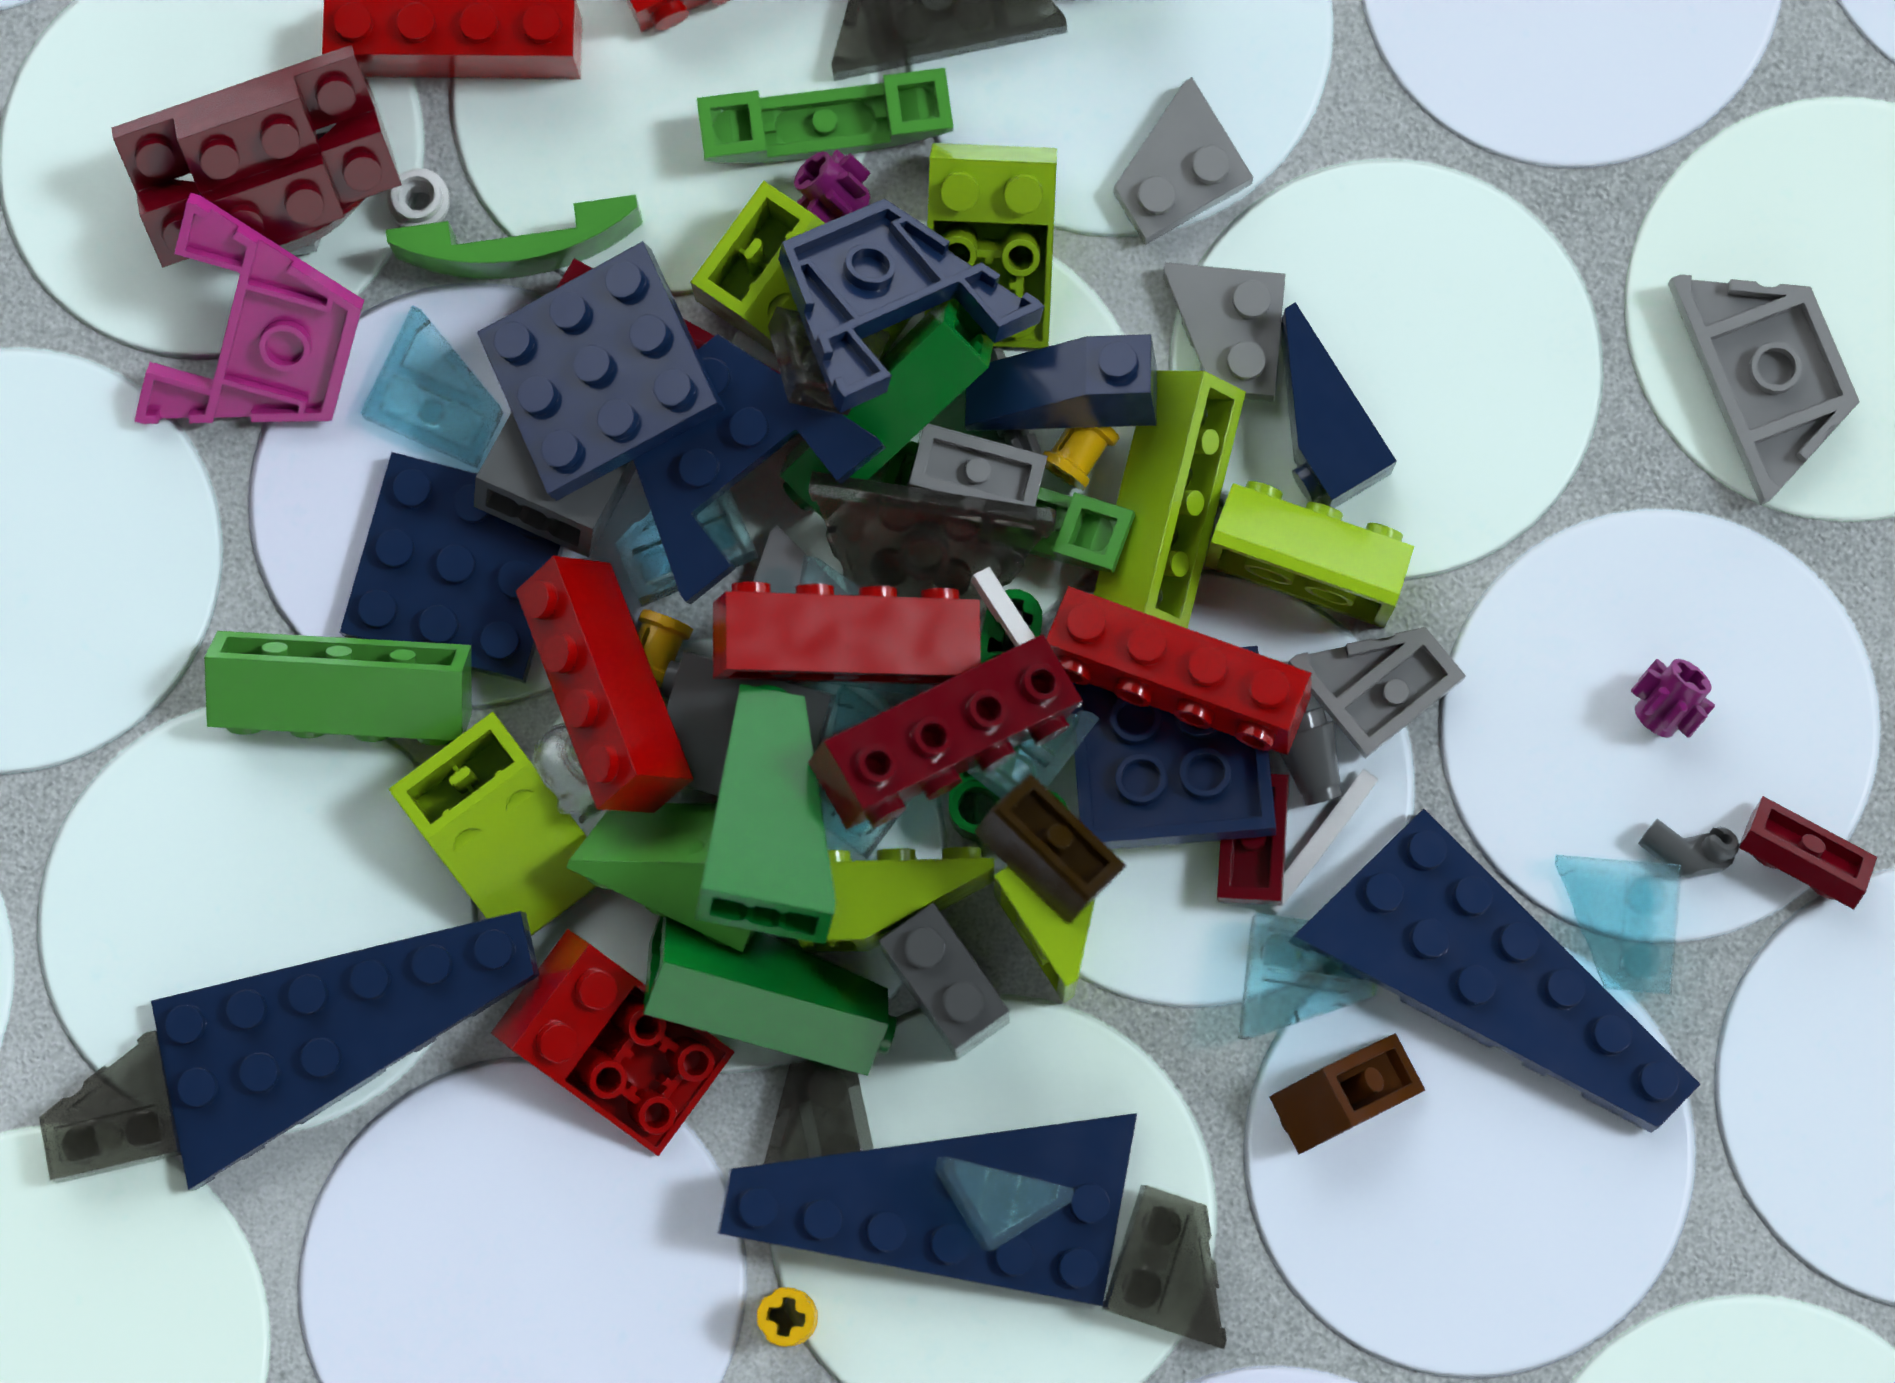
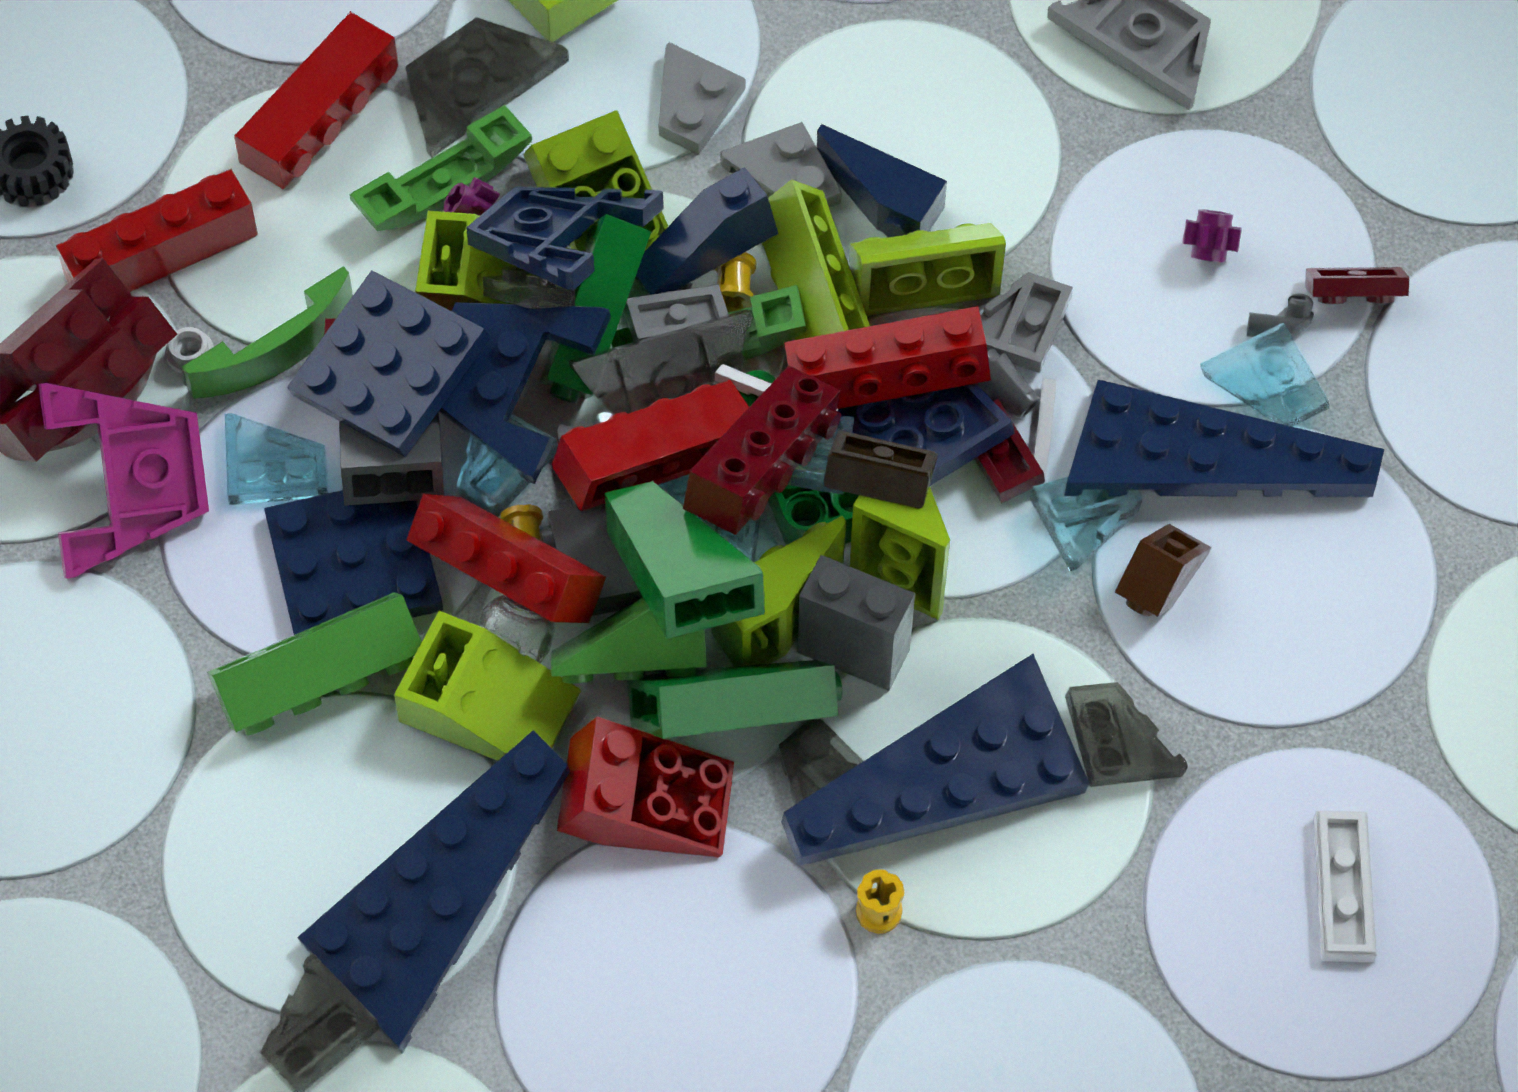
camera: 35 degrees left, 20 degrees down
(998, 1202) = (975, 732): clear light blue slope -> none

